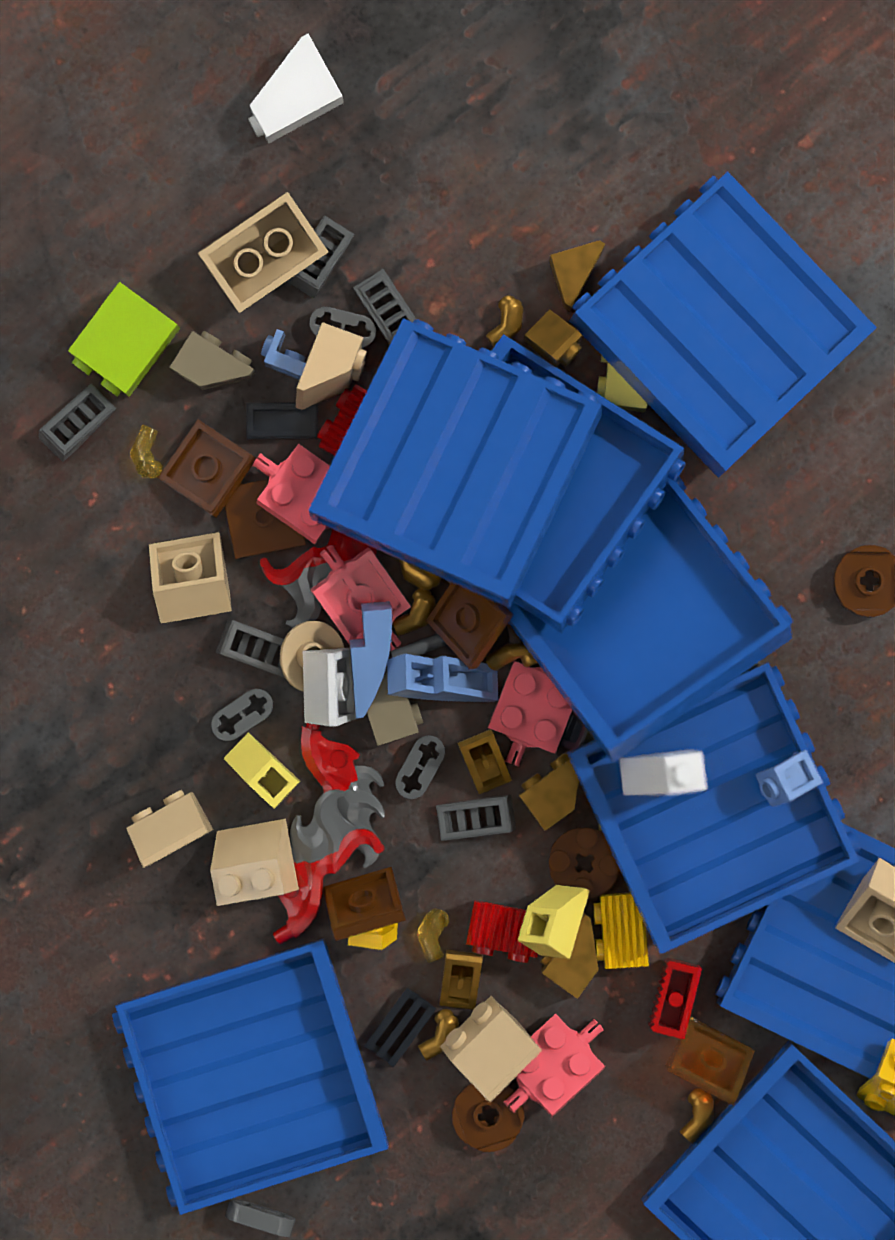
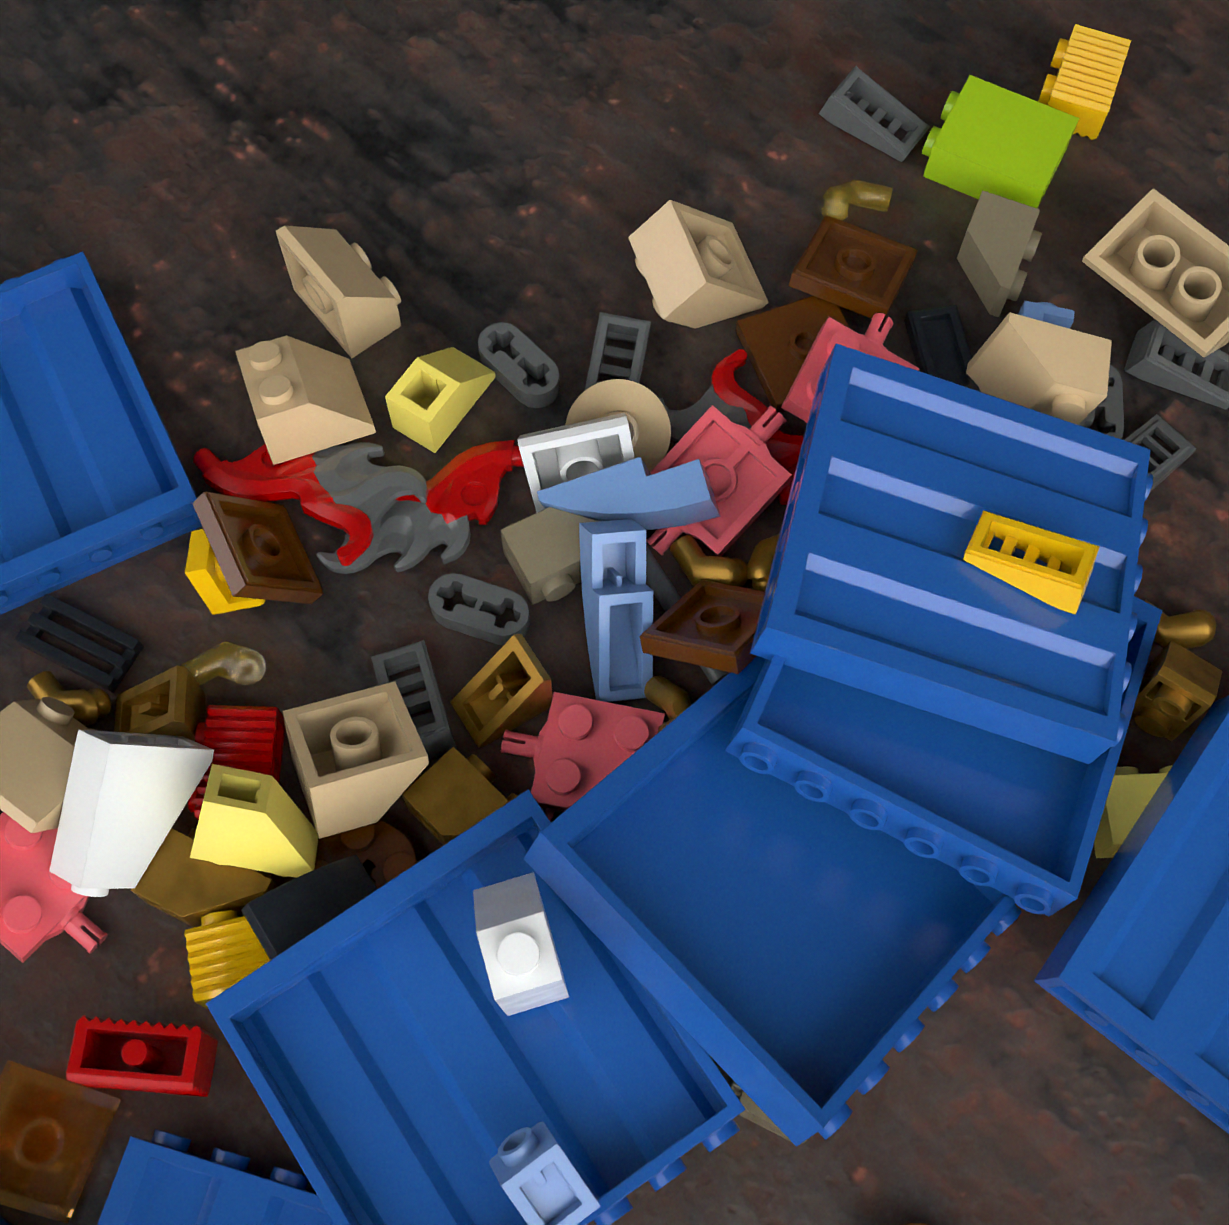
camera: 80 degrees right, 20 degrees down
(75, 262) = (1086, 77): none -> yellow brick
(478, 406) = (1042, 582): none -> yellow slope
(515, 856) = (354, 756): none -> tan slope
(527, 996) = (122, 805): none -> white slope
(608, 889) = (307, 903): none -> black slope

